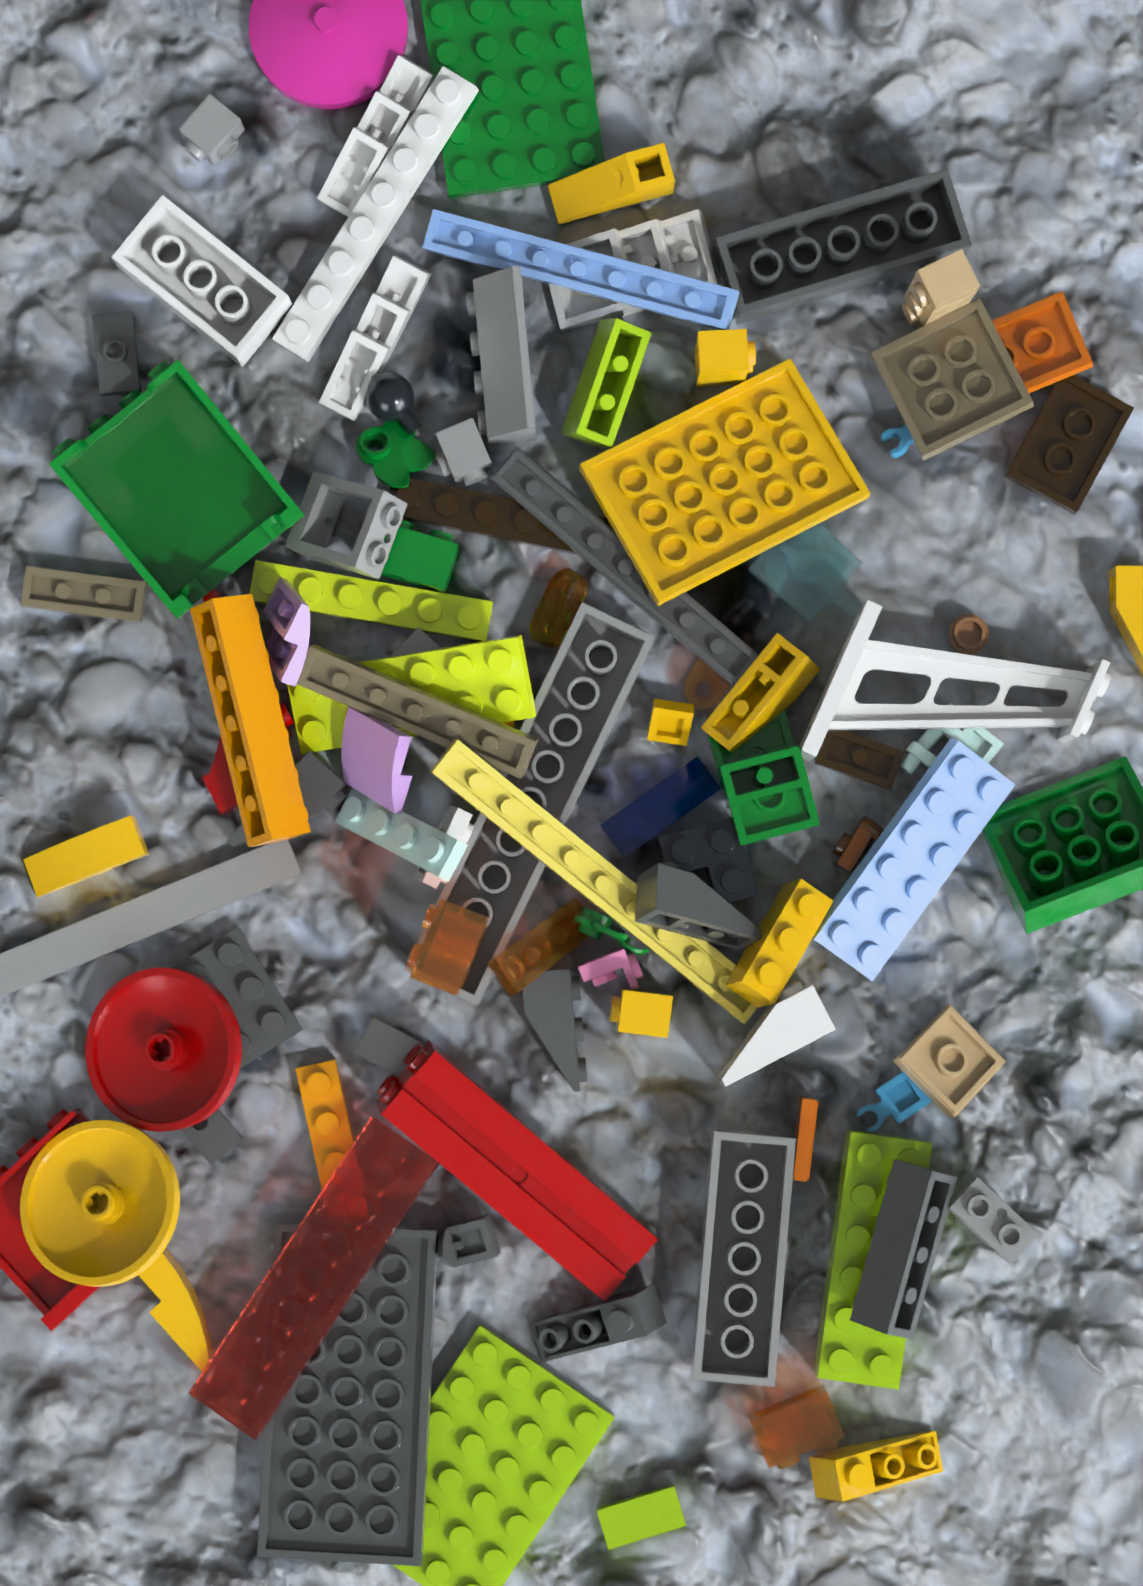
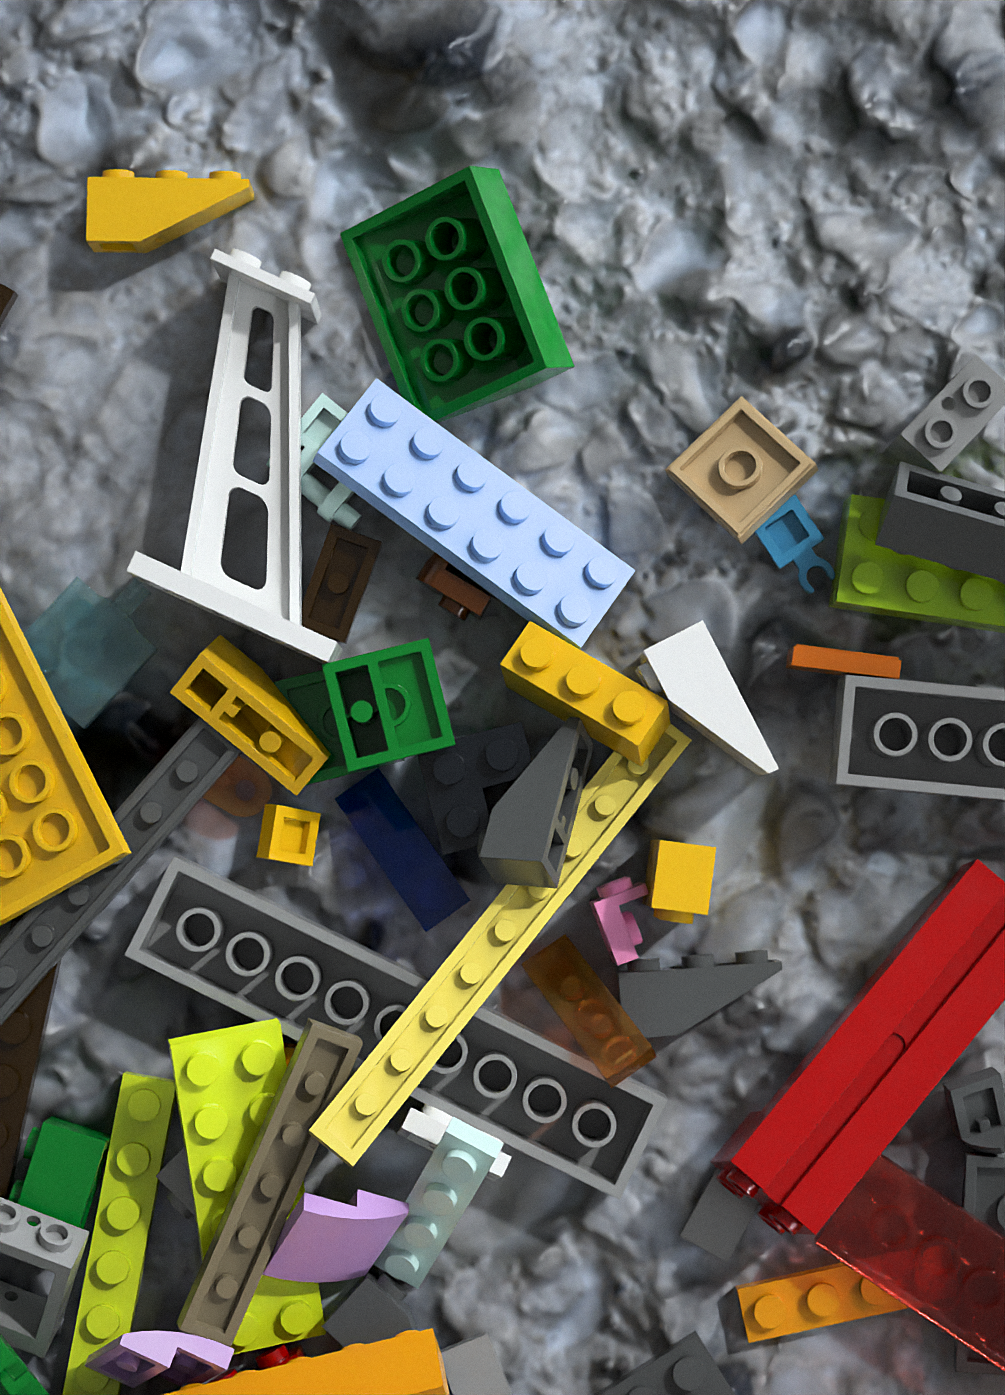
camera: 90 degrees left, 0 degrees up
(448, 946) = (591, 1144): clear orange brick -> none
(558, 607) = (132, 985): clear orange plate -> none
(596, 924) = (559, 937): green plate -> none
(968, 634) = (175, 437): medium nougat plate -> none

